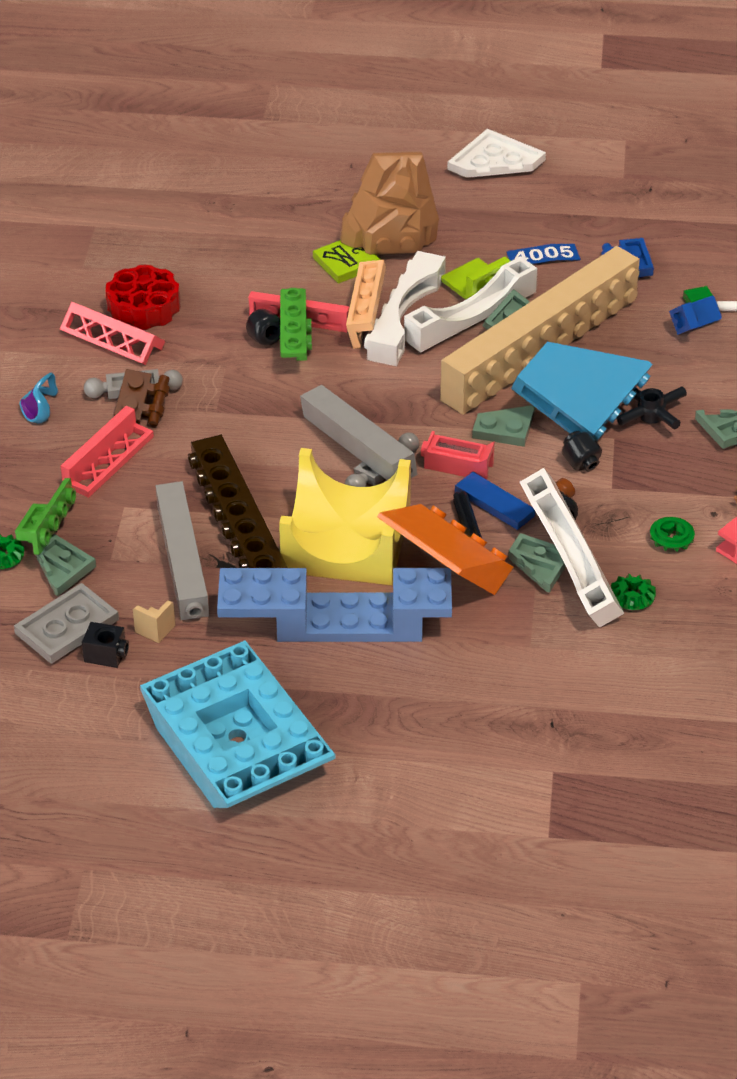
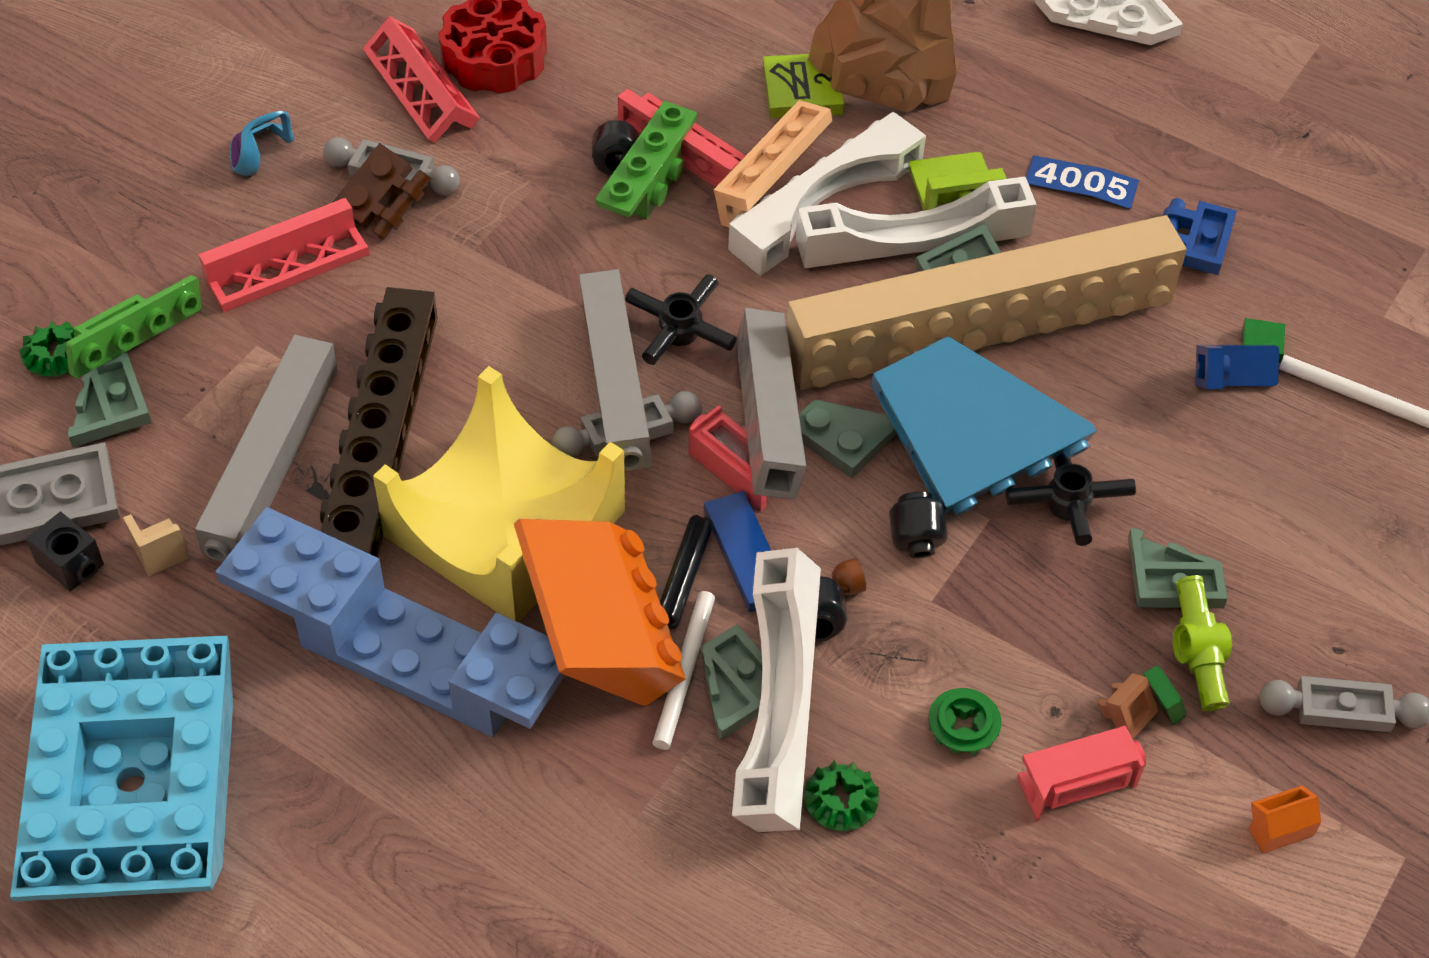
camera: 25 degrees right, 10 degrees up
(373, 399) = (680, 319): none -> black bar
(463, 417) = (770, 405): none -> light grey brick
(509, 582) = (689, 651): none -> white bar

